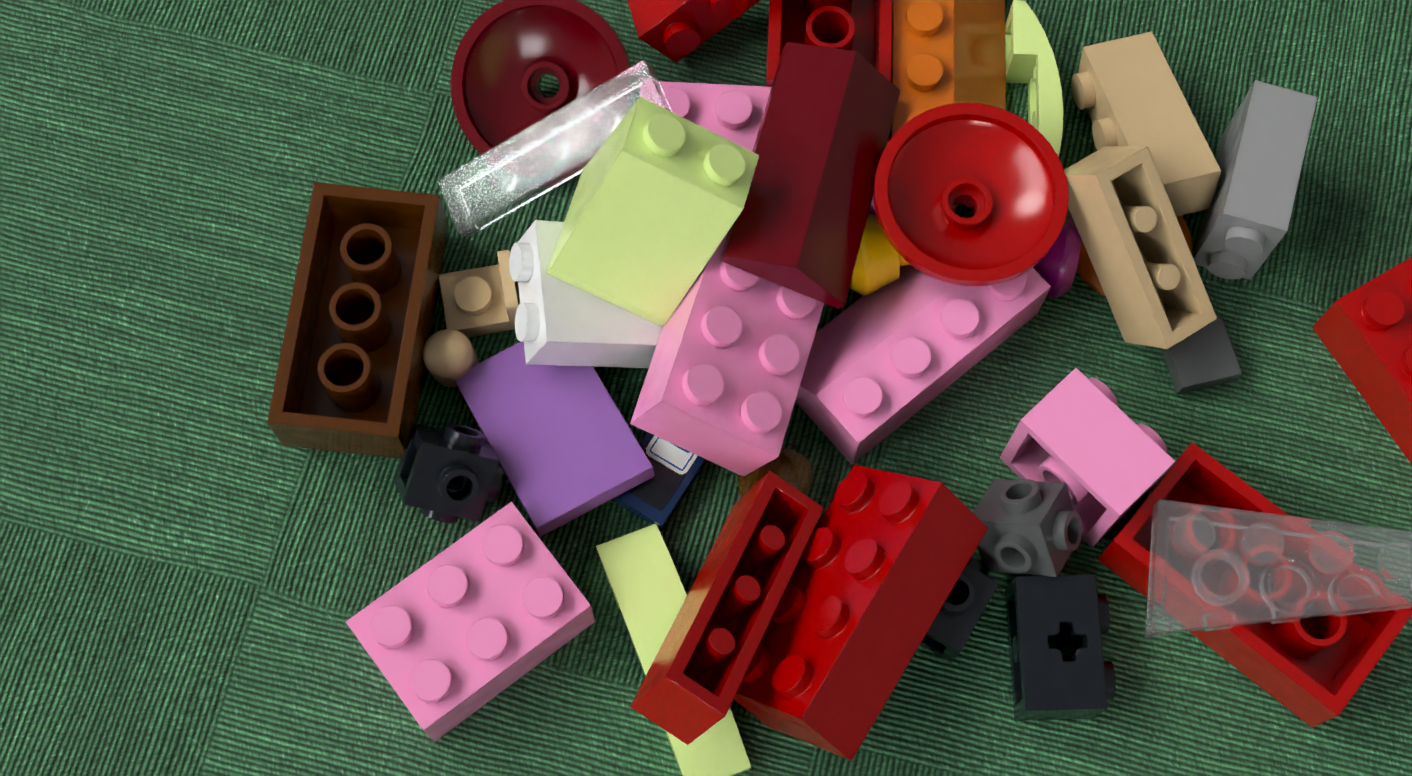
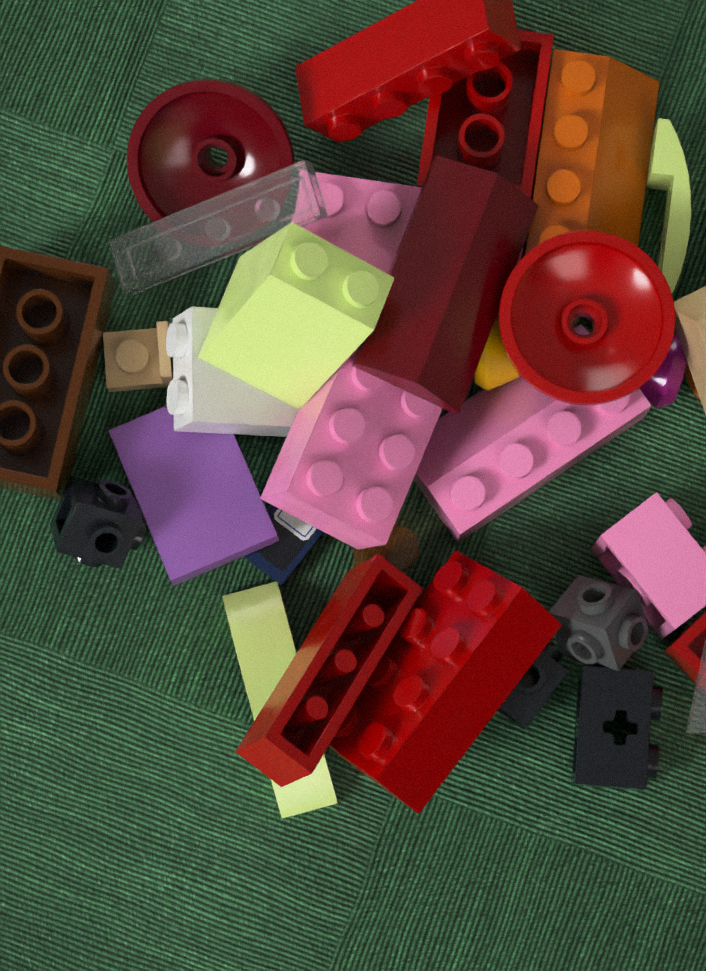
camera: 10 degrees right, 10 degrees up
(449, 356) = (107, 411): tan piece -> none
(472, 621) = (107, 656): bright pink brick -> none

